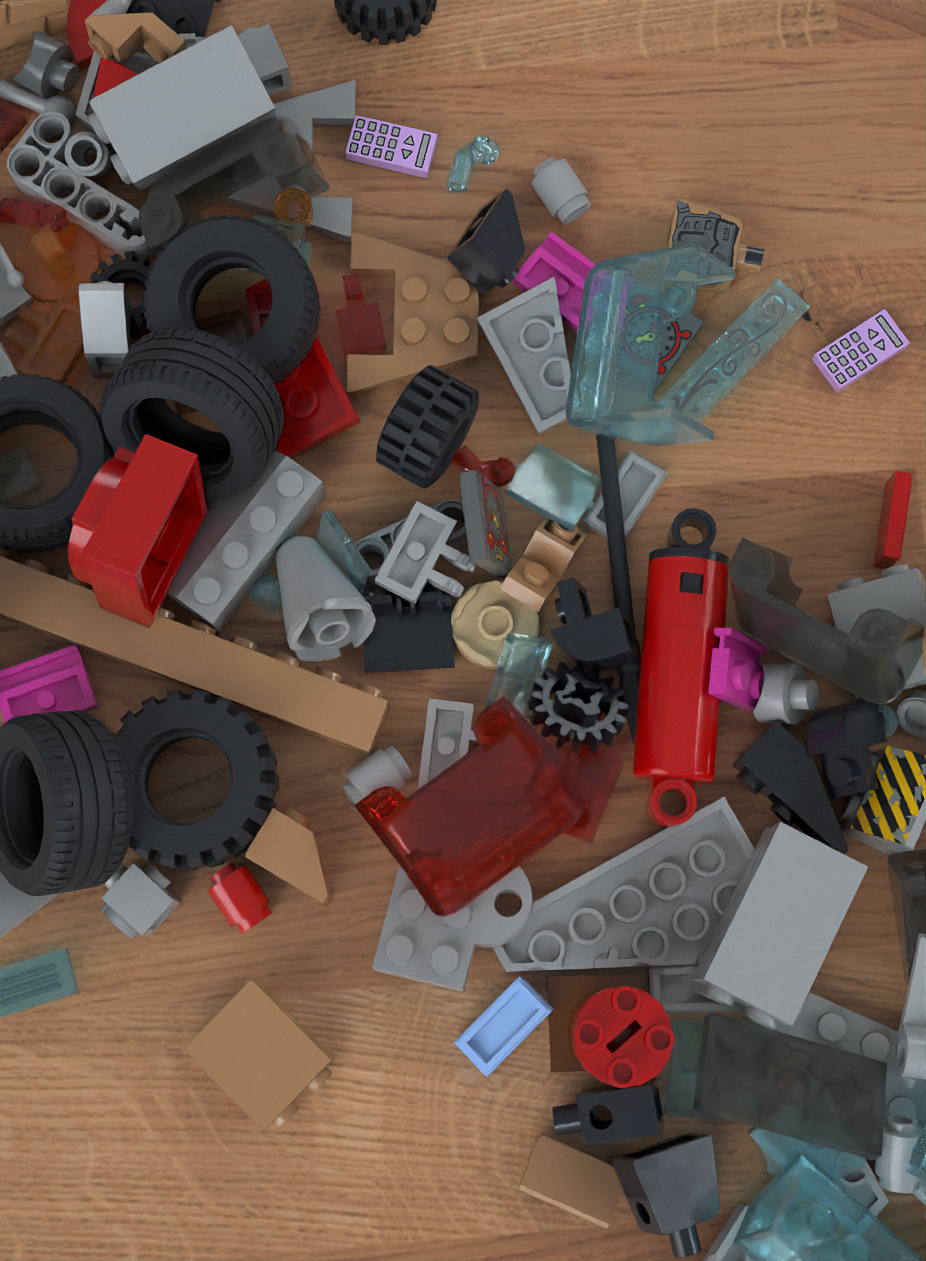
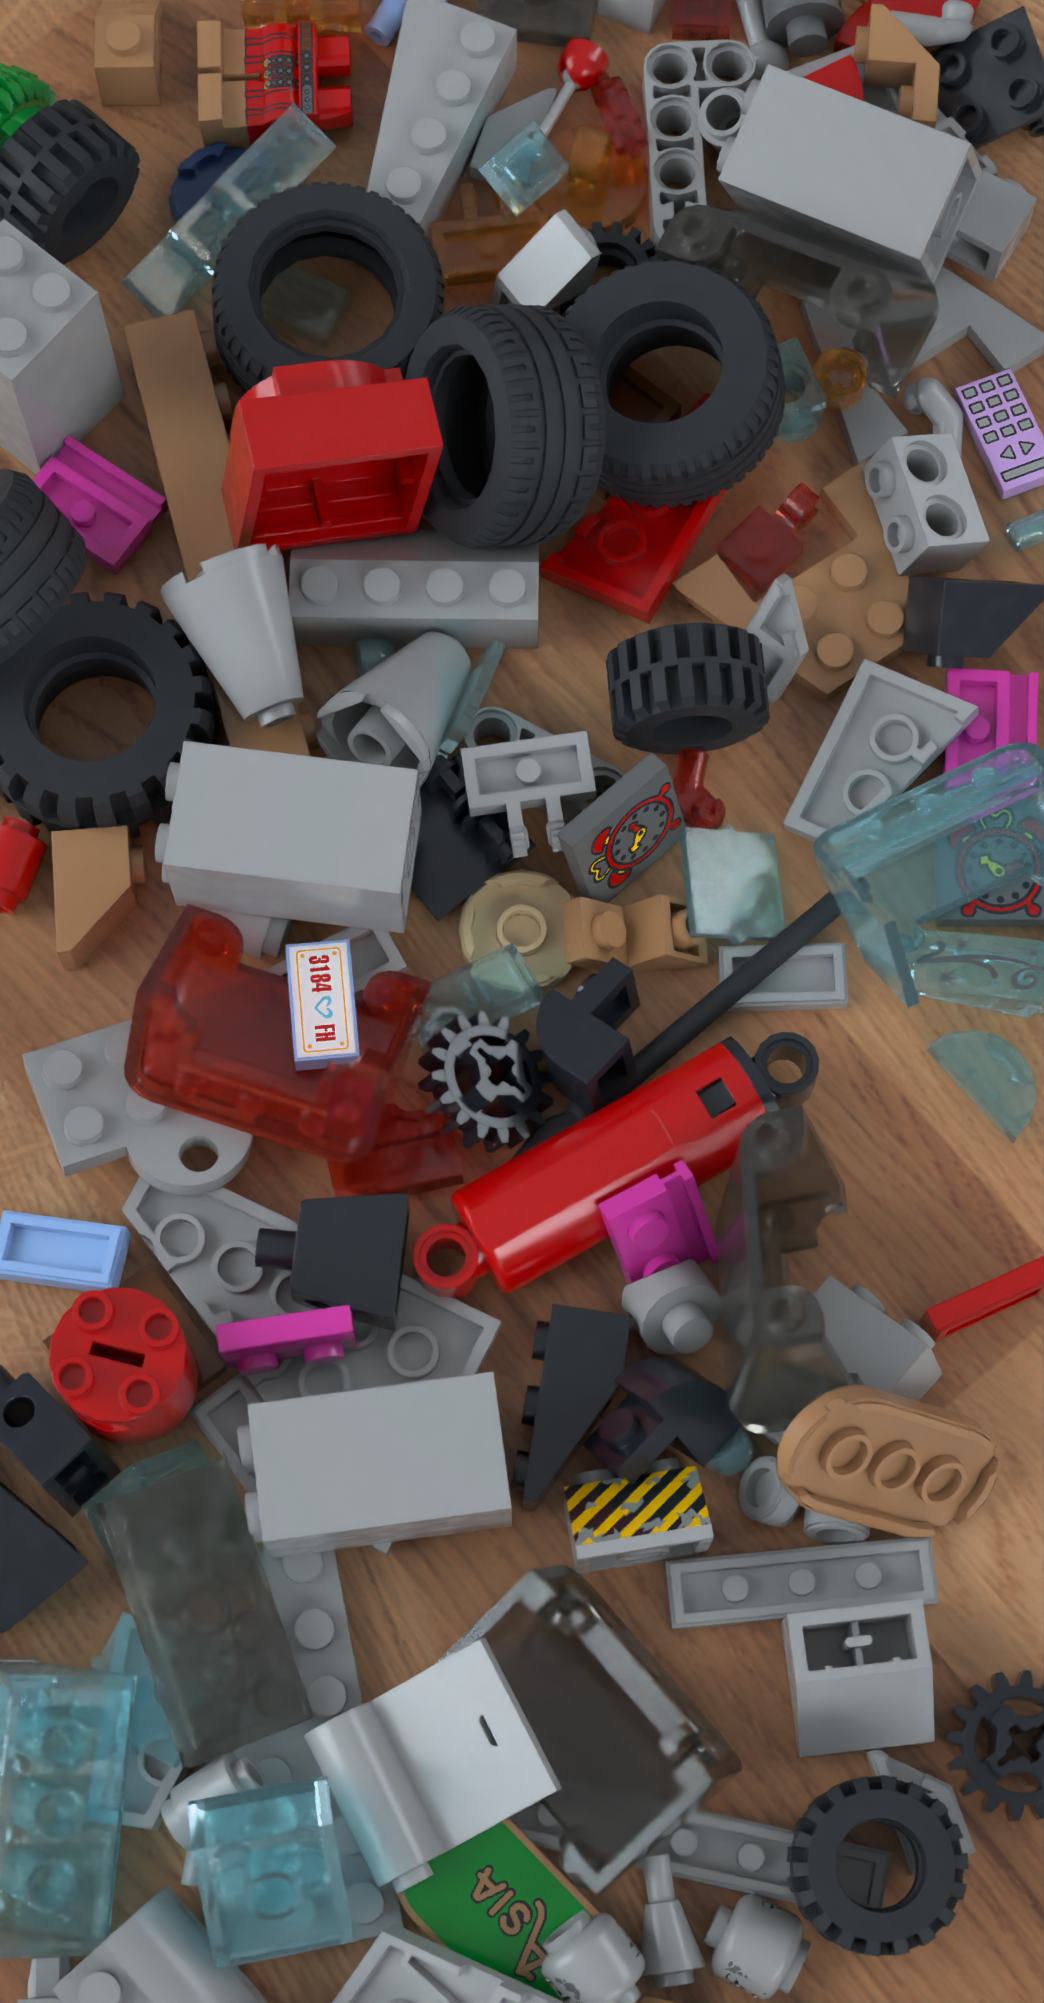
camera: 55 degrees right, 5 degrees down
(30, 289) = (524, 168): none -> clear light blue window
(210, 655) = (243, 630): none -> light grey cone
(354, 170) = (936, 402): none -> light grey arm
(363, 714) = (291, 836): none -> light grey brick
(406, 218) = (925, 504): none -> light grey brick
(425, 350) = (781, 634): none -> light grey tile
(469, 768) = (322, 1004): none -> white tile
(631, 860) = (344, 1255): none -> black torso
(668, 912) = (261, 1342): none -> dark pink plate
(764, 426) = (991, 1075): none -> clear light blue tile

